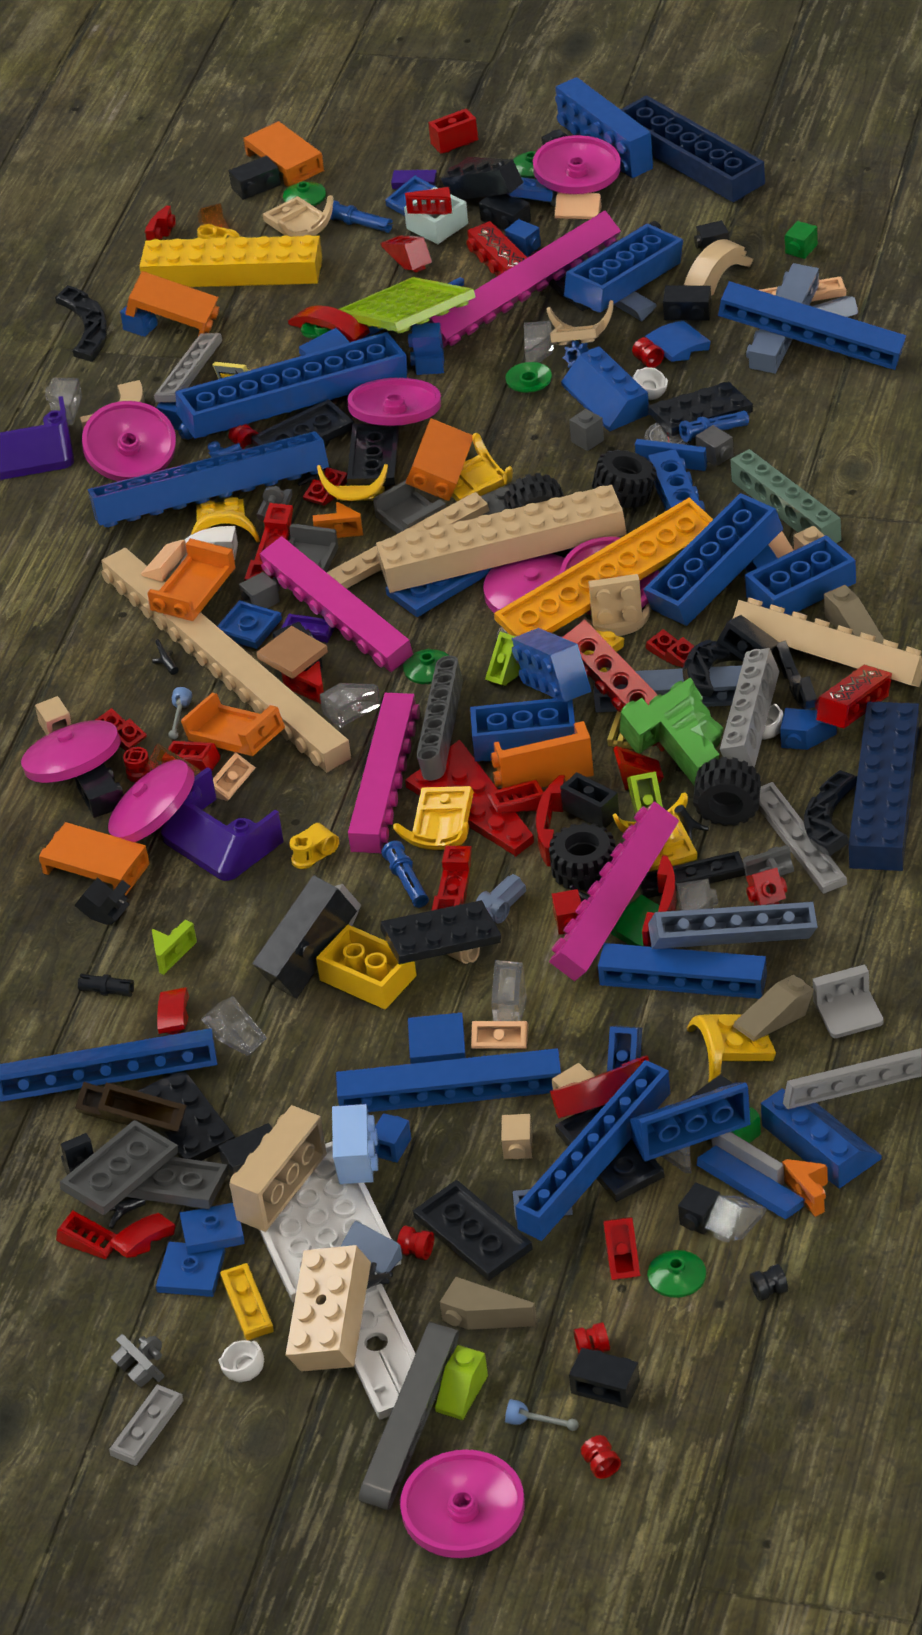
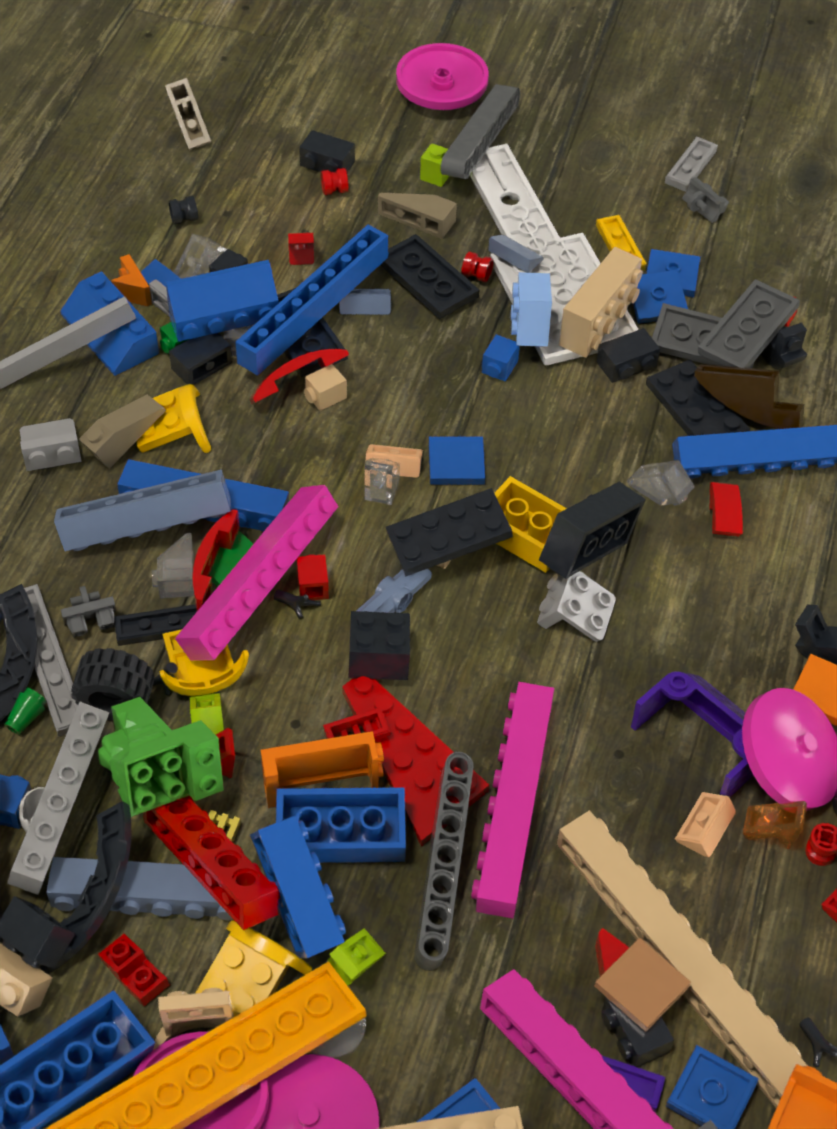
camera: 175 degrees right, 10 degrees up
(106, 985) = (802, 551): black pin -> none
(138, 1236) = (718, 295): red slope -> none
(173, 947) = (742, 580): lime slope -> none
(182, 702) = (785, 957): hinge -> none
(197, 753) = (744, 866): red slope -> none
(232, 727) = (709, 883): orange panel -> none
(242, 1361) = (619, 187): white hair -> none
(312, 845) = (595, 697): yellow piece -> none
(328, 1308) = (549, 200): tan brick -> none
(349, 701) = (564, 917): clear slope -> none
(376, 1279) = (514, 225): black bar -> none
(416, 894) = (491, 659): blue pin -> none
(421, 665) = (457, 1004): green dish -> none
(439, 818) = (444, 709): yellow piece -> none
(449, 1081) = (445, 405): blue brick -> none
(454, 877) = (436, 623): red slope -> none
(500, 852) = (379, 645): none -> black brick
(516, 1136) = (383, 347): tan brick -> none
(518, 1413) = (397, 141): hinge -> none
(549, 803) = (312, 727): red slope -> none
(580, 854) = (285, 618): black tyre -> none
(589, 800) = (272, 708): black brick -> none
(600, 1456) = (336, 104): red wheel -> none
(623, 1045) = (273, 418): blue slope -> none
(676, 1273) = (257, 237): green dish -> none
(757, 887) = (98, 583): red brick -> none
(793, 1420) = (187, 114): none -> dark tan slope
(802, 791) = (25, 710): none -> green cone

